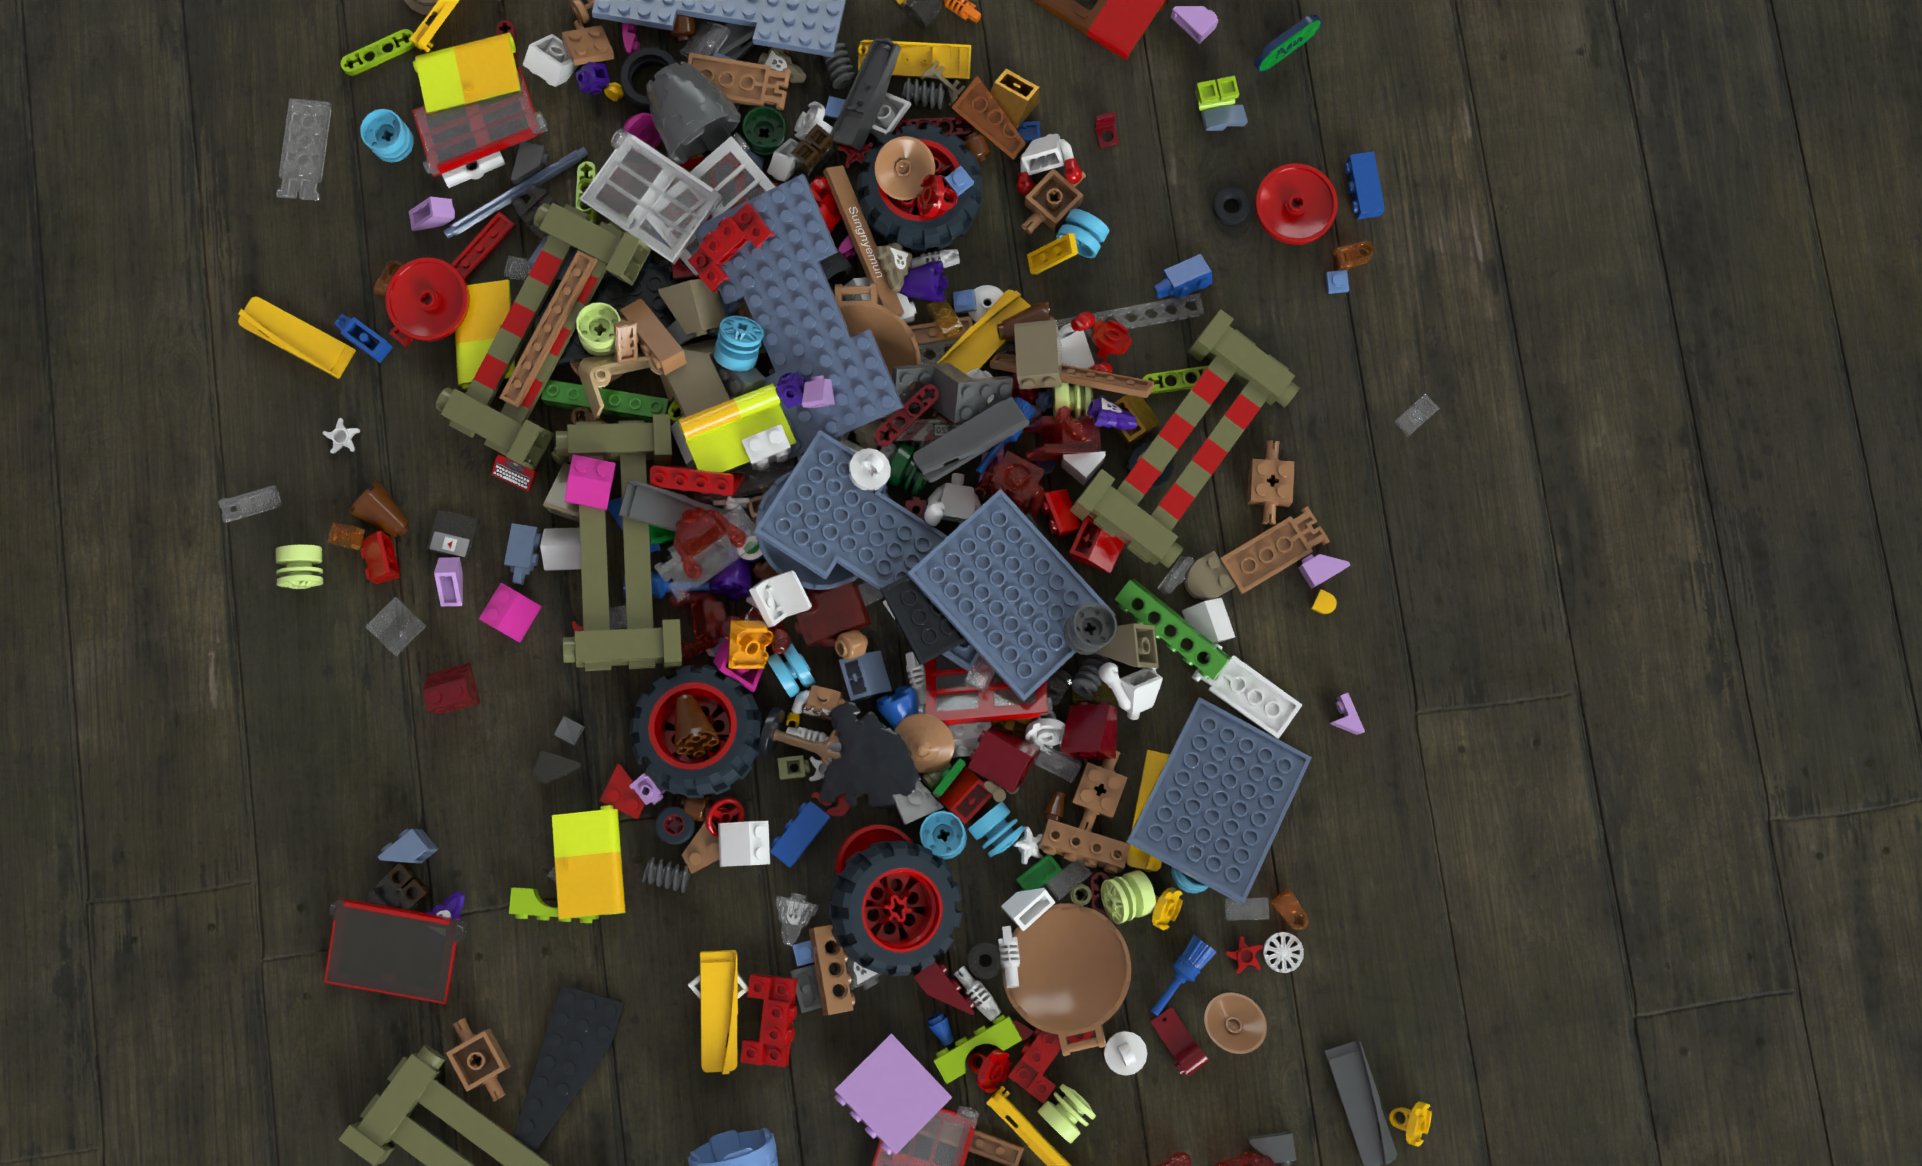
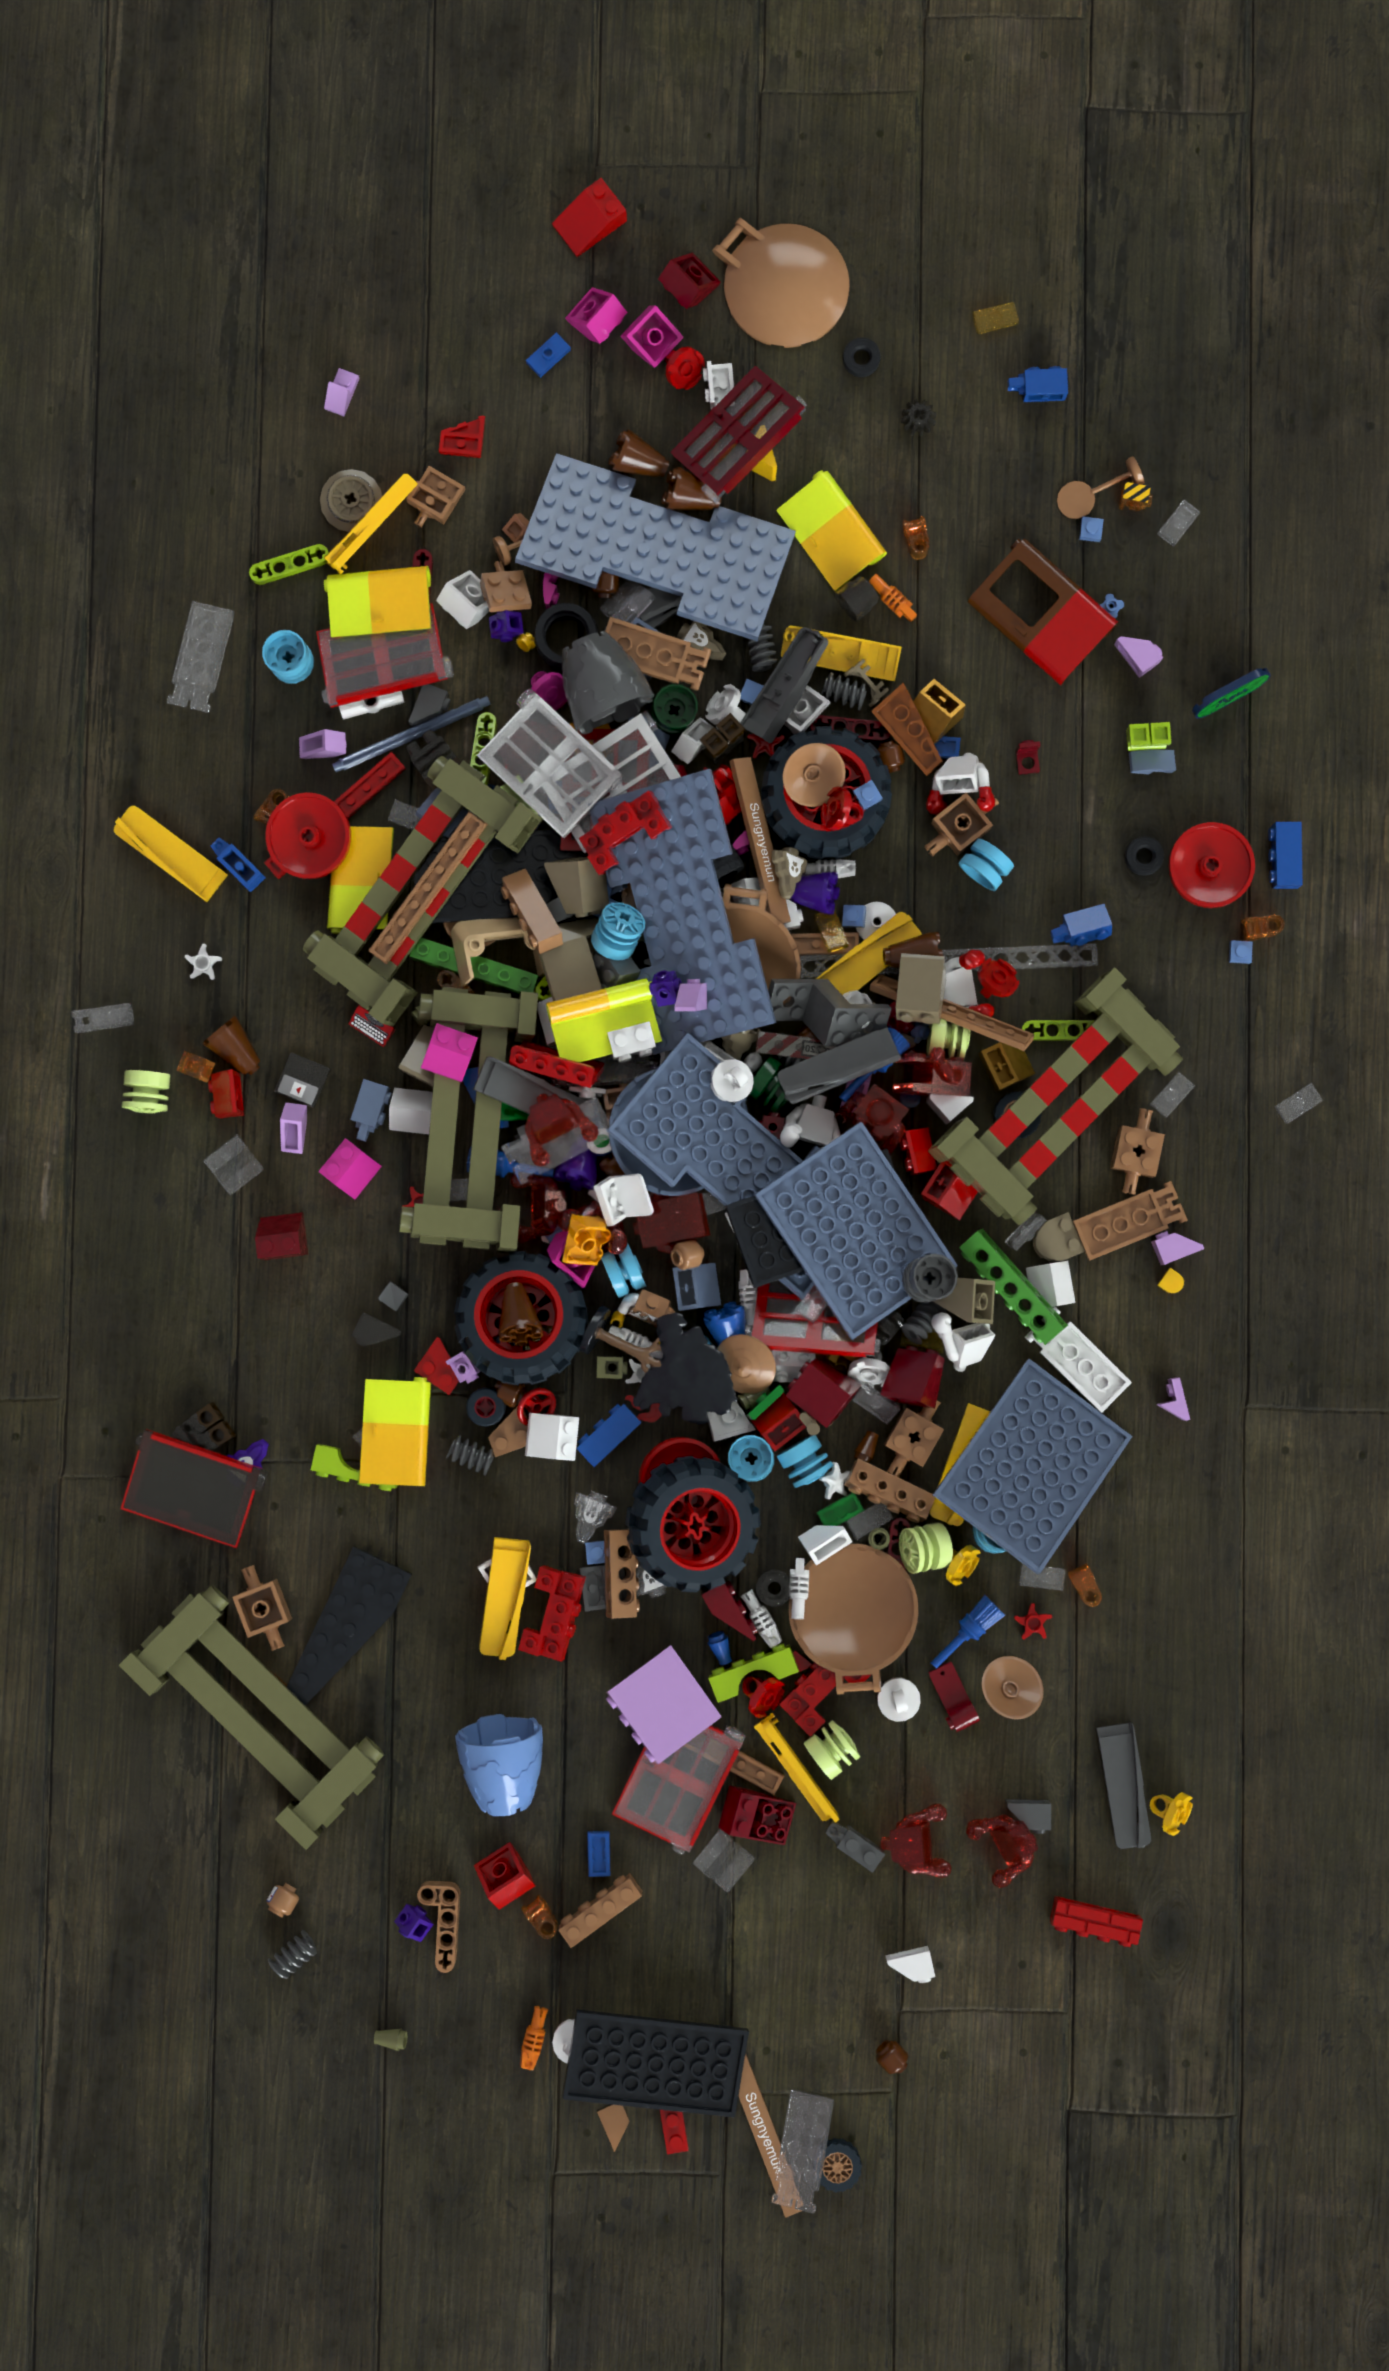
camera: 15 degrees right, 5 degrees up
(412, 847) = (222, 1391): sand blue slope -> none
(591, 322) = (479, 883): yellowish green wheel -> none
(625, 341) = (504, 913): medium nougat plate -> none
(908, 417) = (777, 1030): dark red beam -> none
(1052, 253) = (951, 882): yellow plate -> none
(1110, 414) = (984, 1060): dark purple rock -> none
(1283, 952) = (1071, 1625): white wheel -> none
(1295, 424) = (1172, 1094): none -> clear plate

